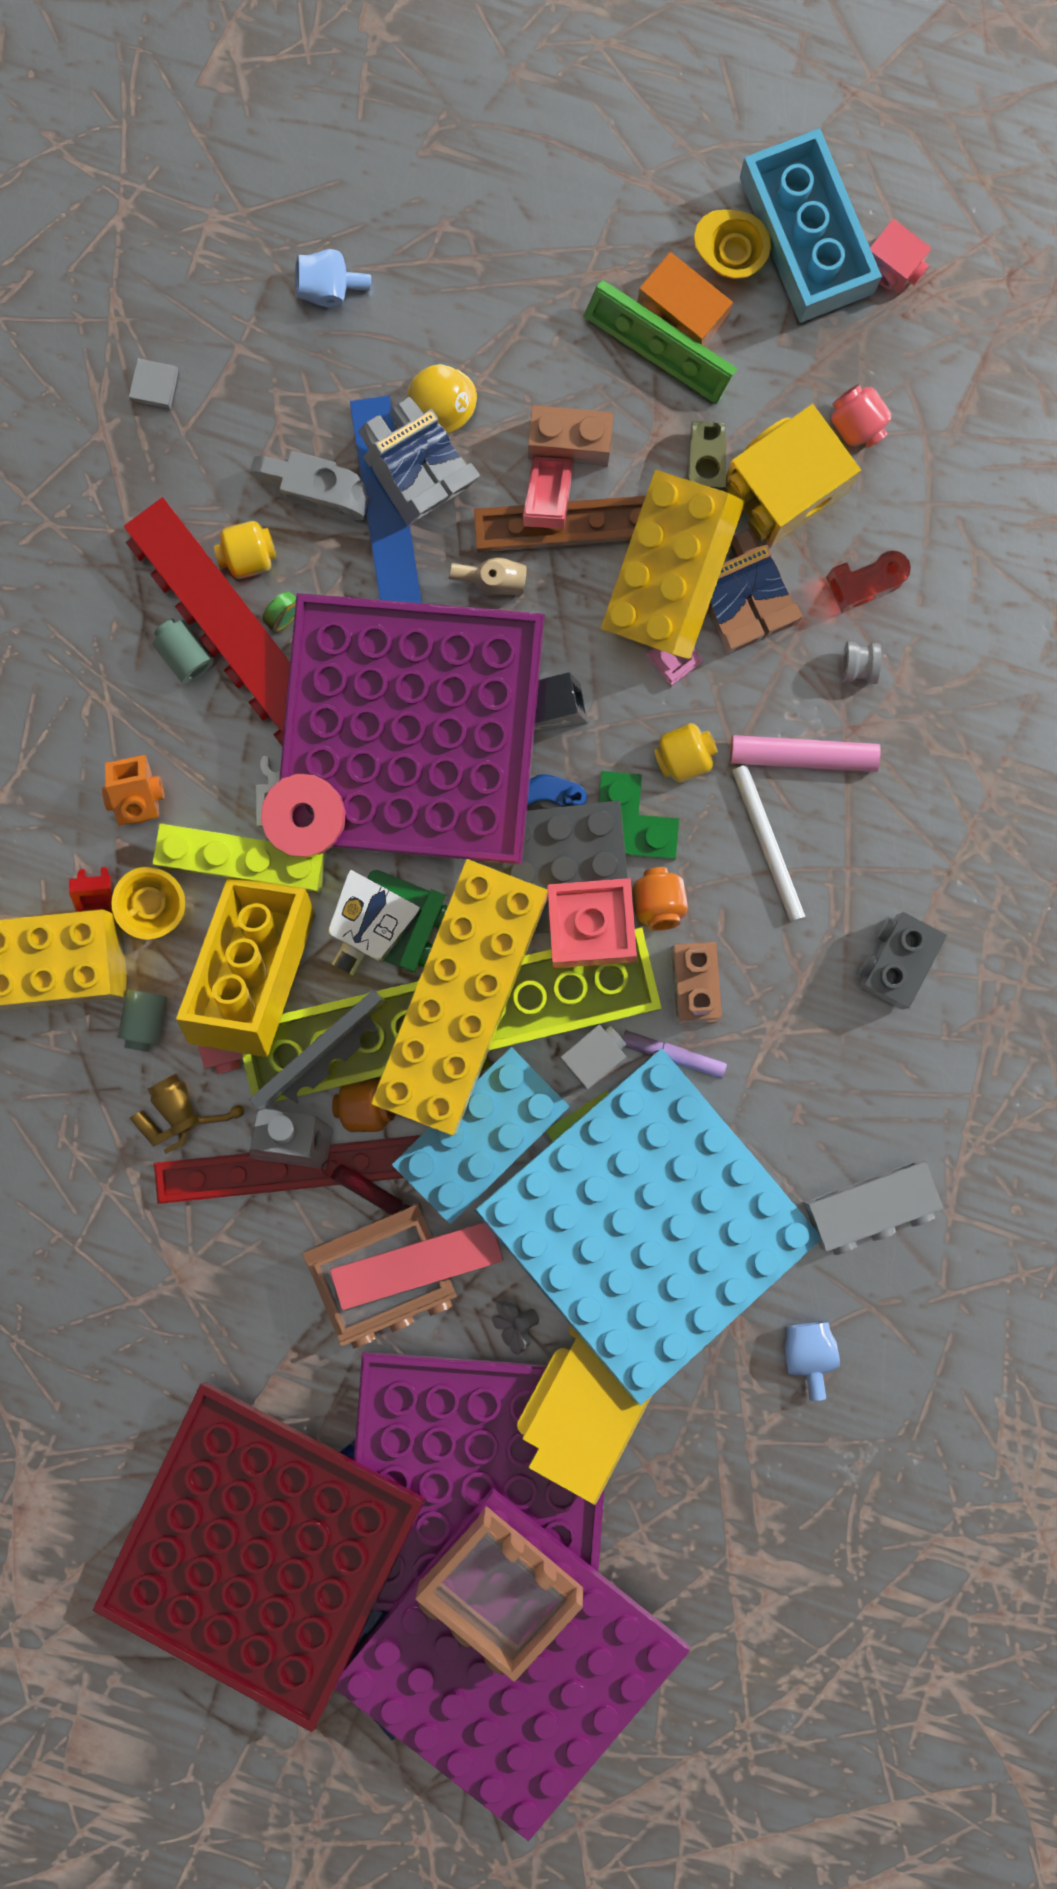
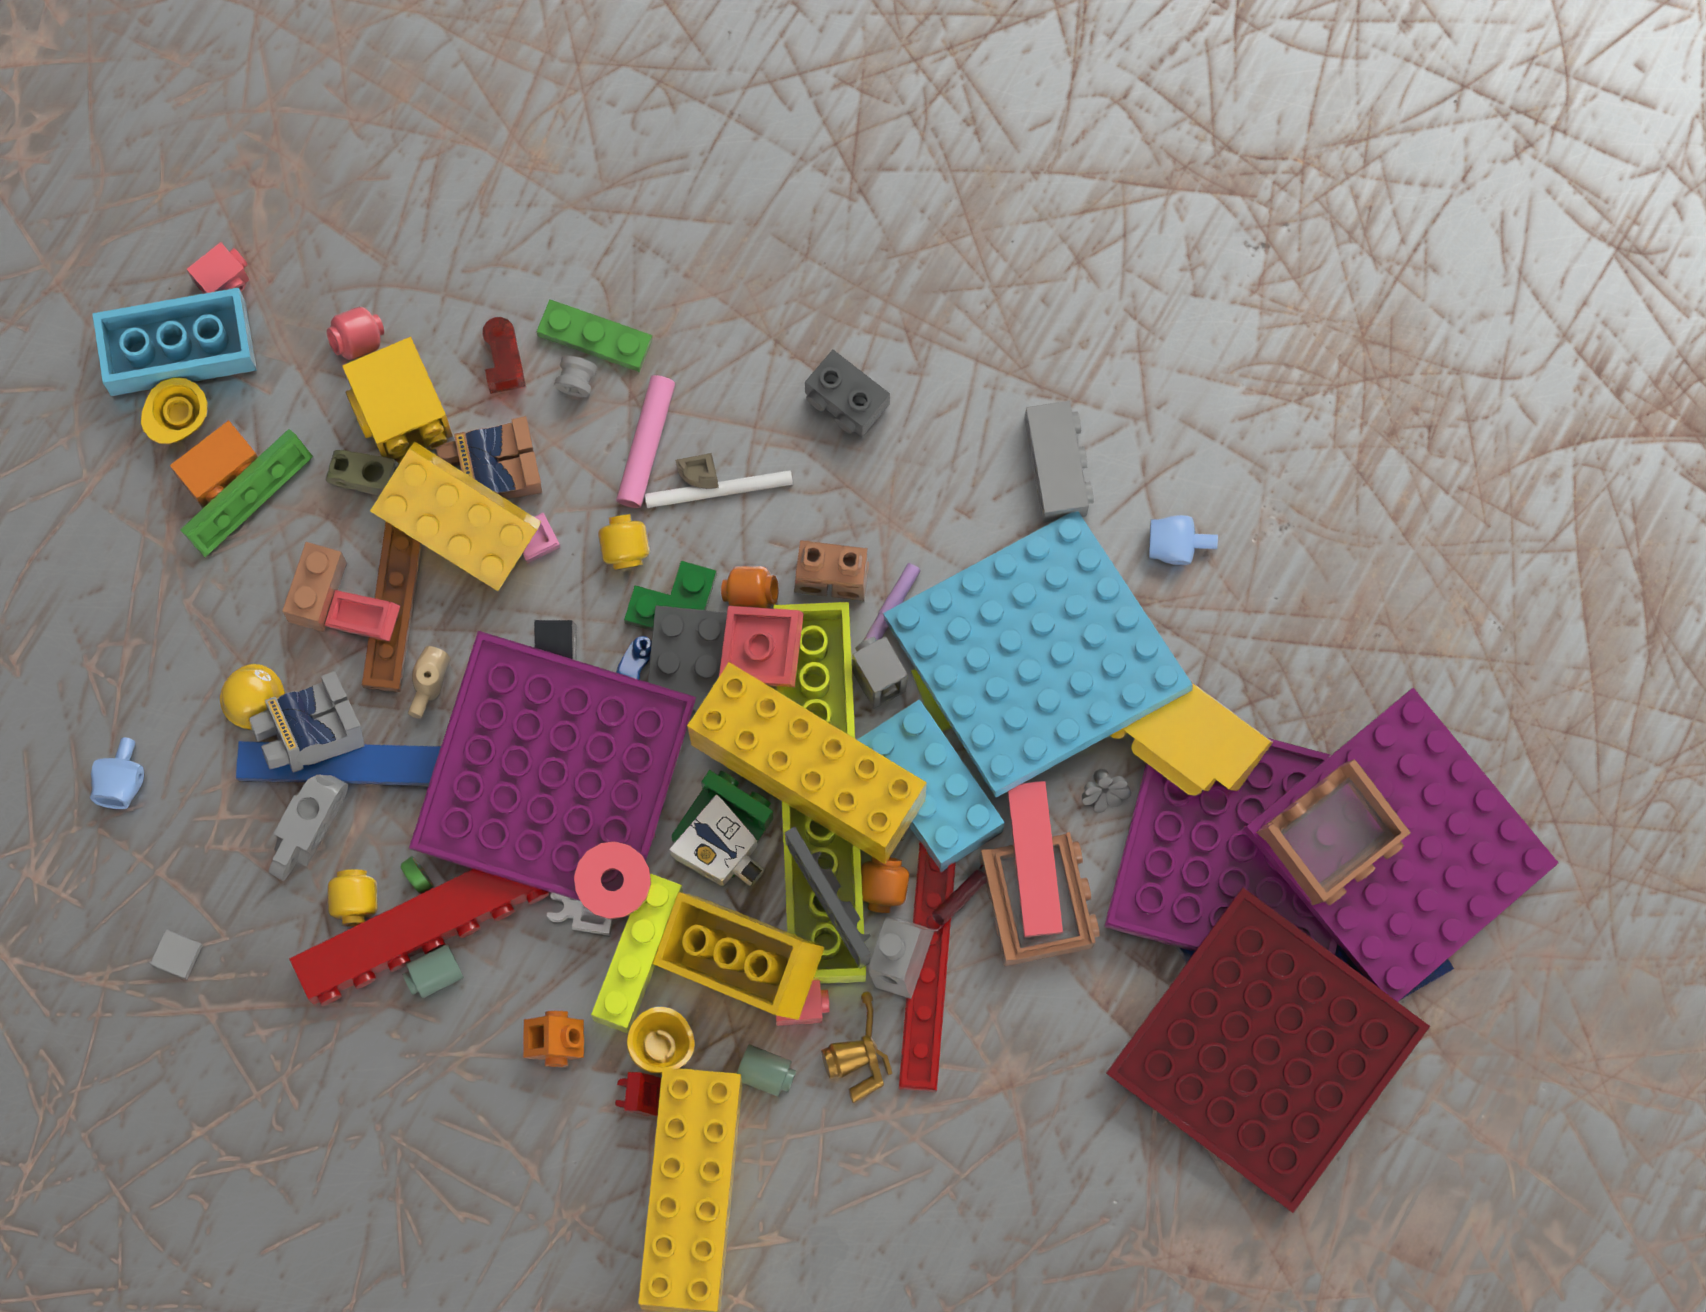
camera: 75 degrees left, 10 degrees down
(783, 817) = (698, 471): none -> dark tan tile
(913, 674) = (594, 335): none -> bright green plate

